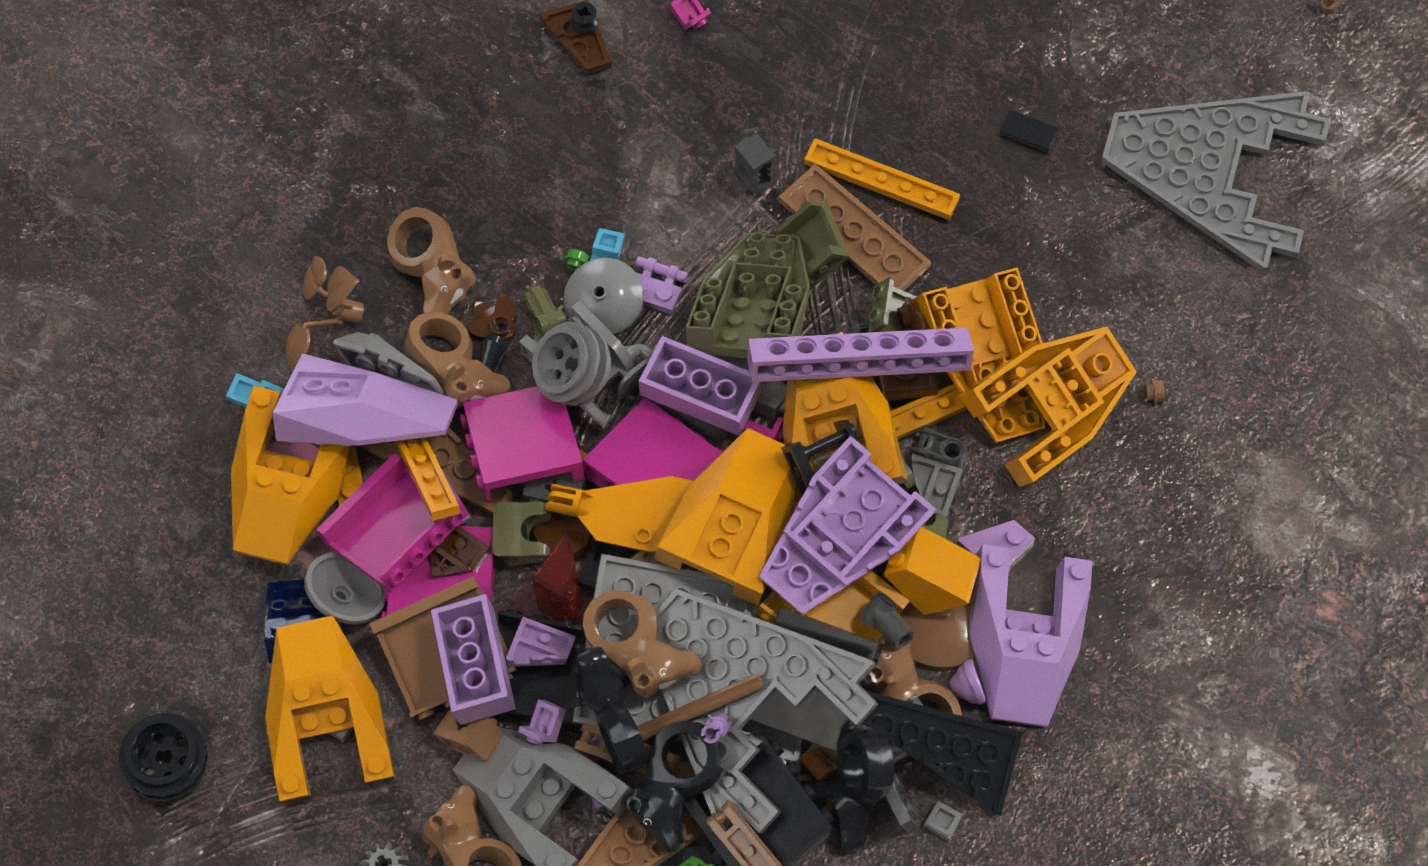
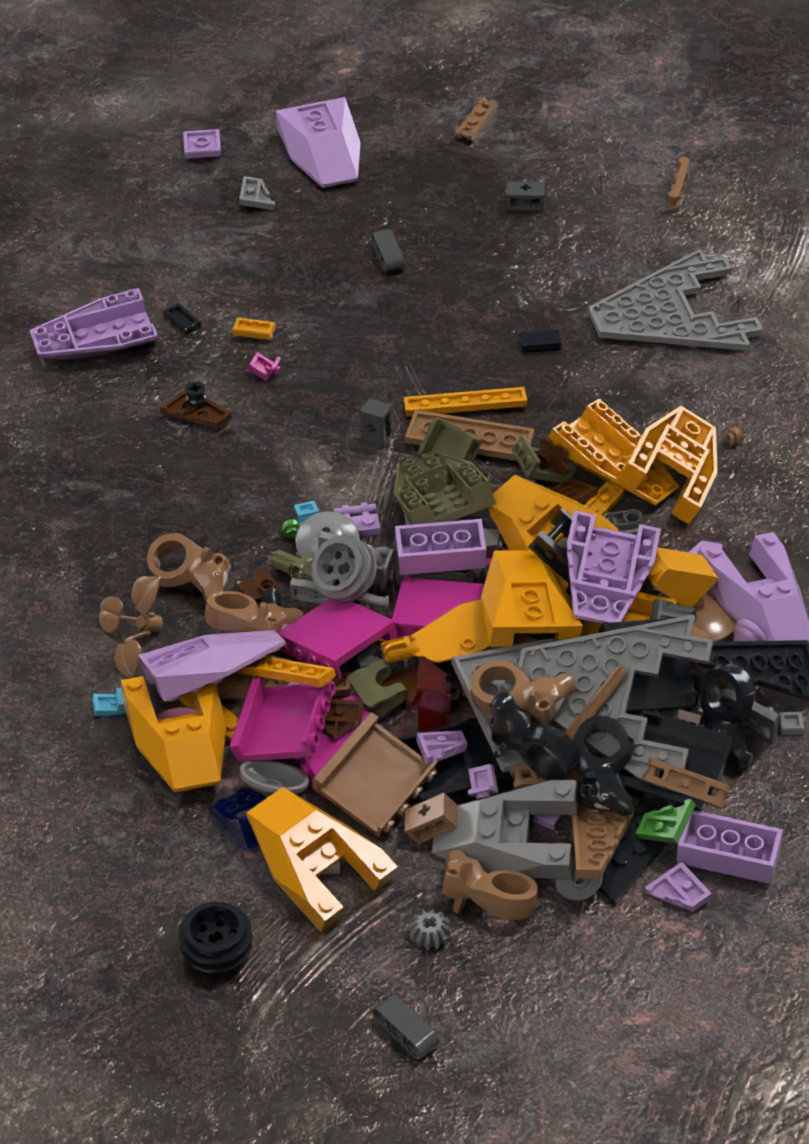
camera: 30 degrees left, 20 degrees down
(376, 355) = (194, 629): light grey wedge -> none
(472, 659) = (408, 760): lavender brick -> none
(716, 728) = (619, 706): lavender pin -> none
(859, 354) = (539, 474): lavender brick -> none

